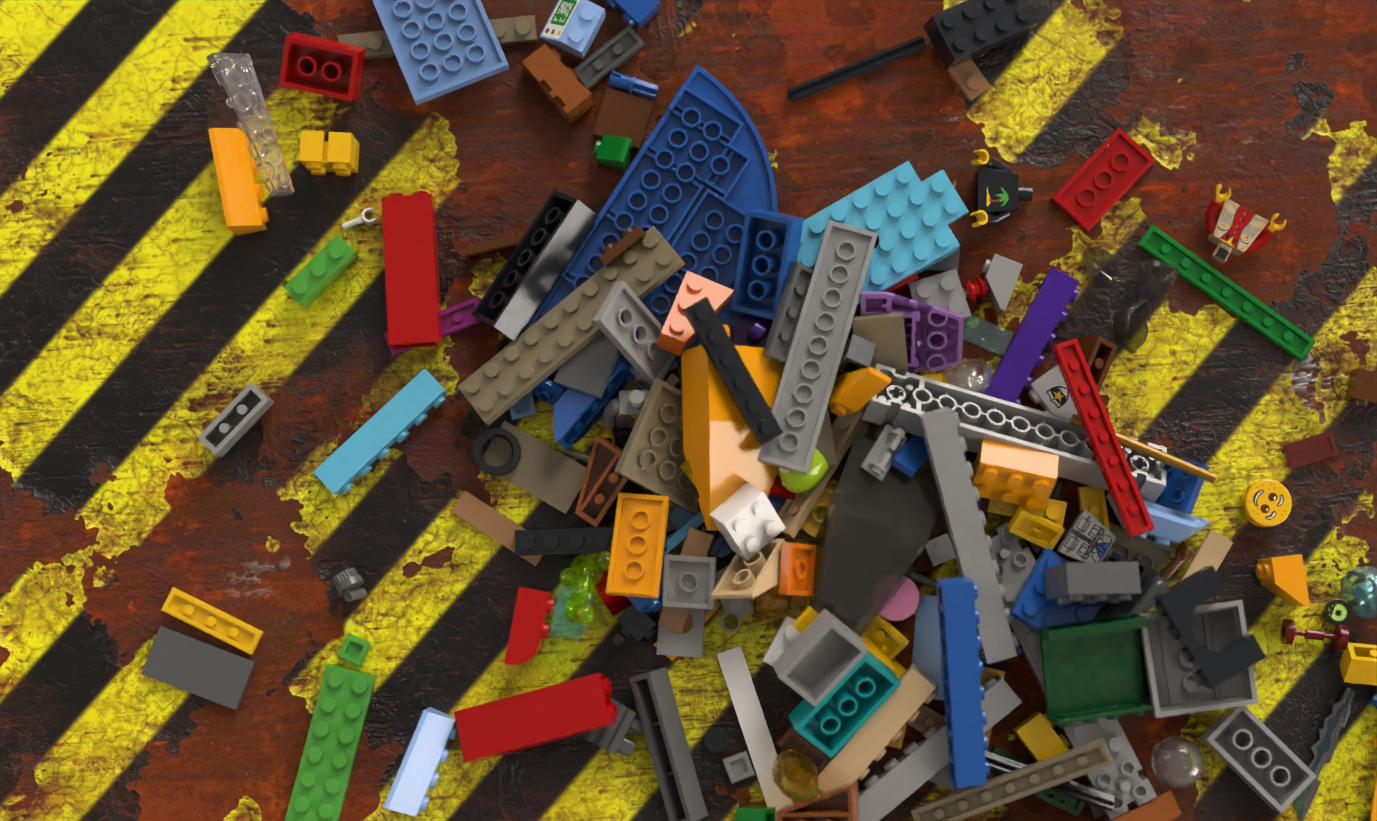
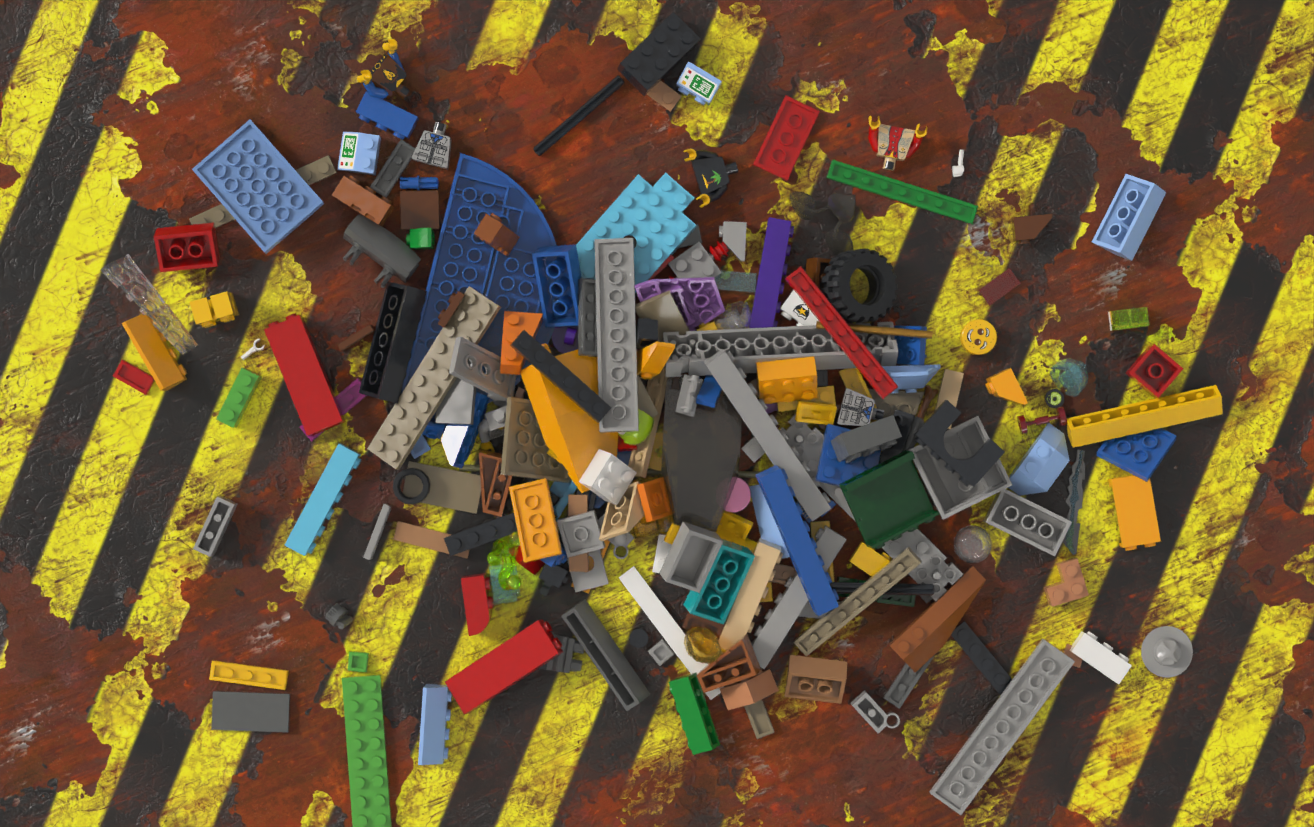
camera: 20 degrees left, 5 degrees up
(202, 204) = (134, 377): none -> red tile
(435, 494) = (377, 532): none -> light grey tile
(560, 146) = (382, 248): none -> dark grey piece
(666, 48) = (434, 147): none -> torso
(708, 171) = (496, 234): none -> dark orange wedge
(1018, 76) = (698, 83): none -> slope
(1166, 387) = (880, 281): none -> black tyre
(1297, 688) = (1041, 463): none -> light blue wedge
(1304, 289) = (958, 170): none -> white hand

